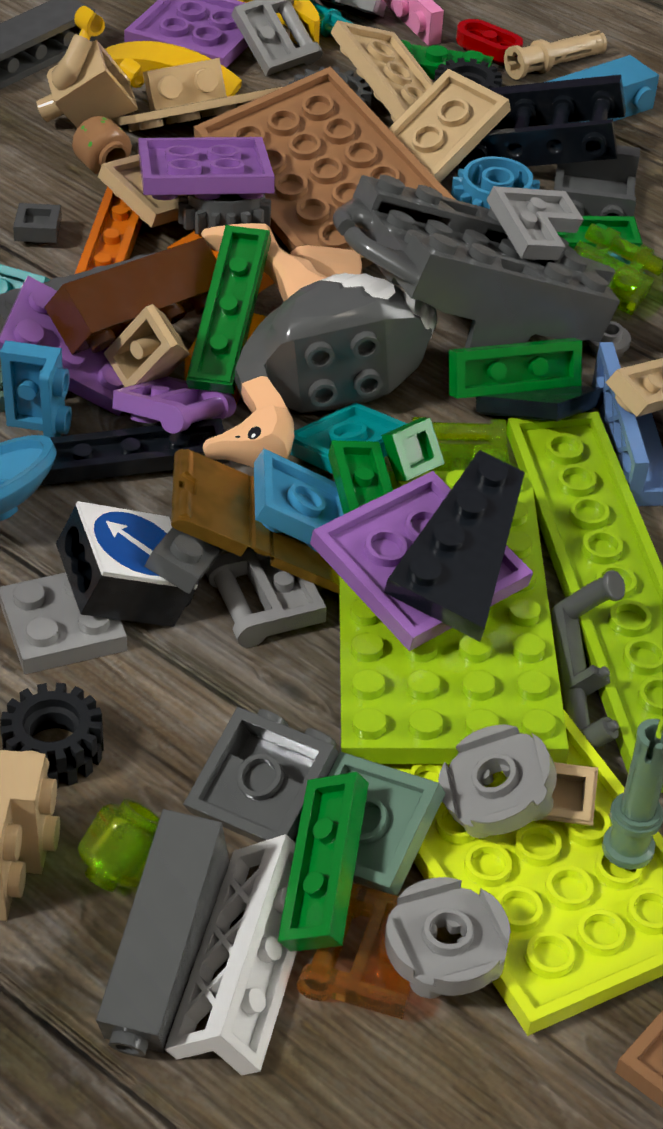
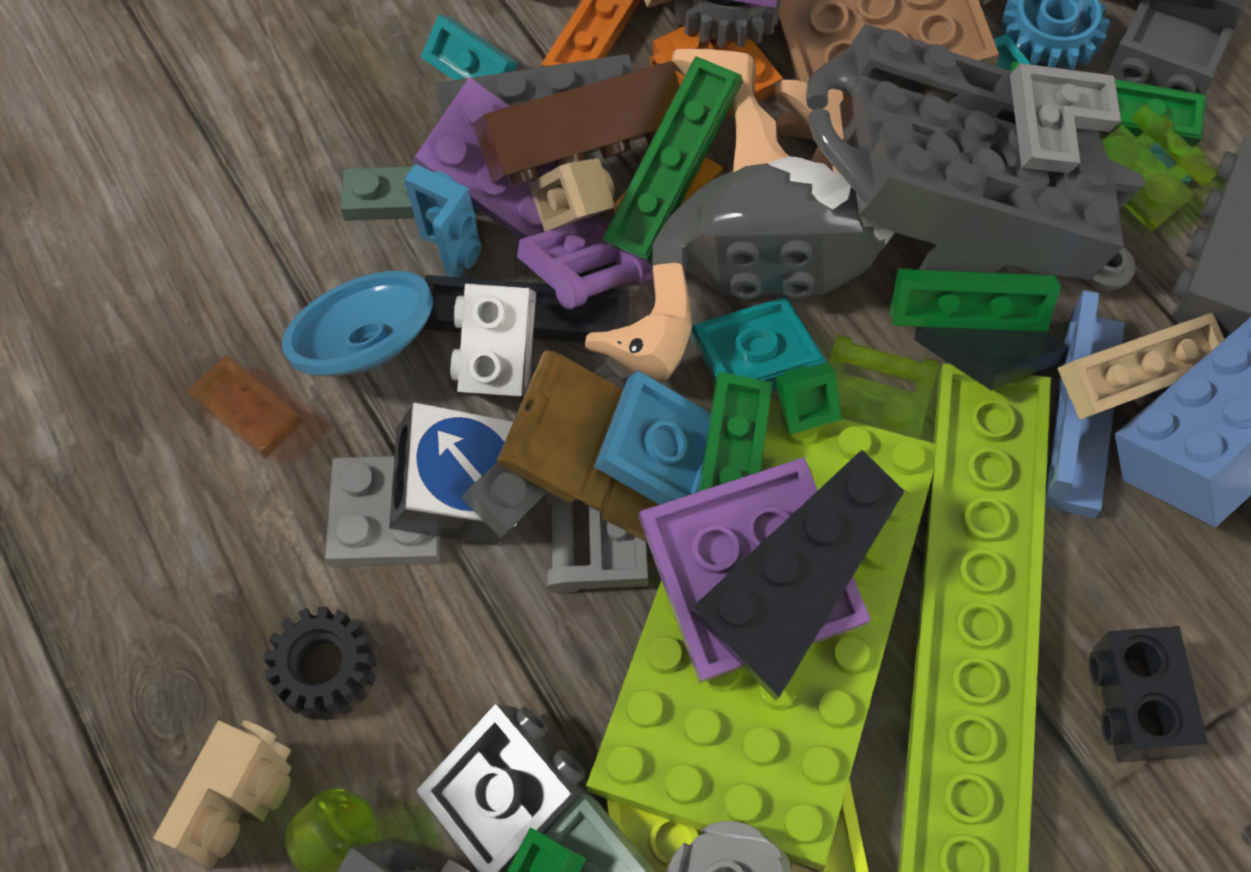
camera: 25 degrees right, 20 degrees up
(119, 461) = (494, 339): none -> white brick
(574, 677) = (884, 729): dark grey piece -> none

